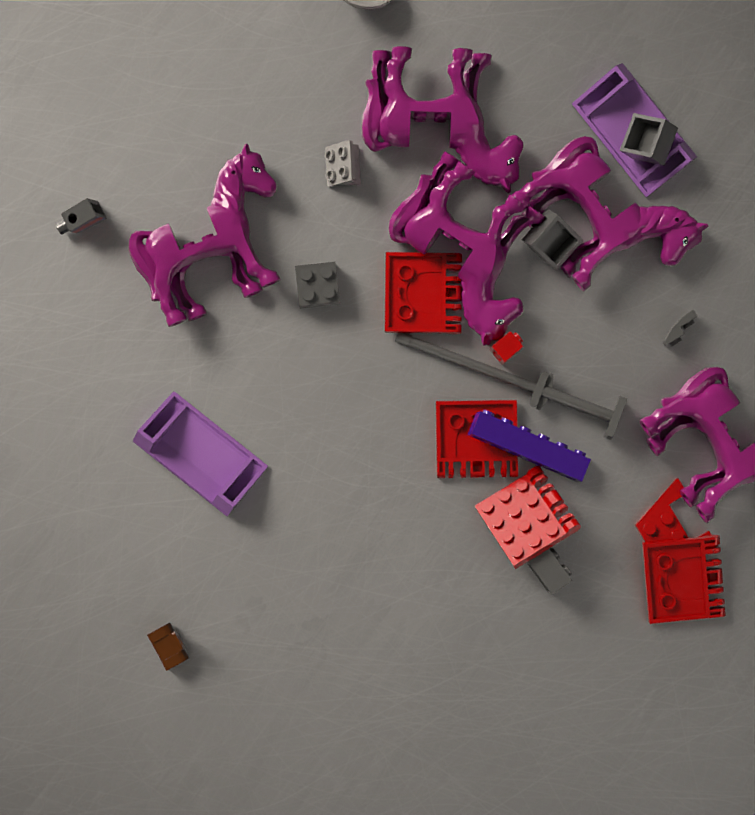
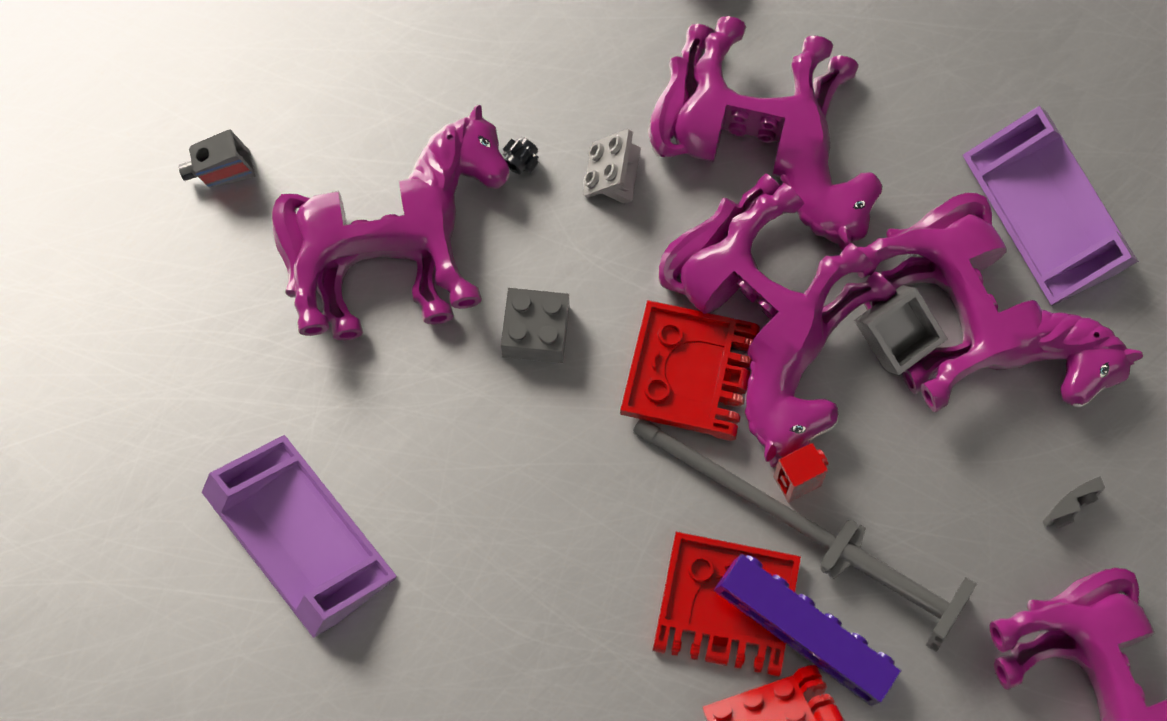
camera: 15 degrees right, 15 degrees down
(280, 169) = (521, 155): none -> black gear
(648, 139) = (1071, 216): dark grey piece -> none

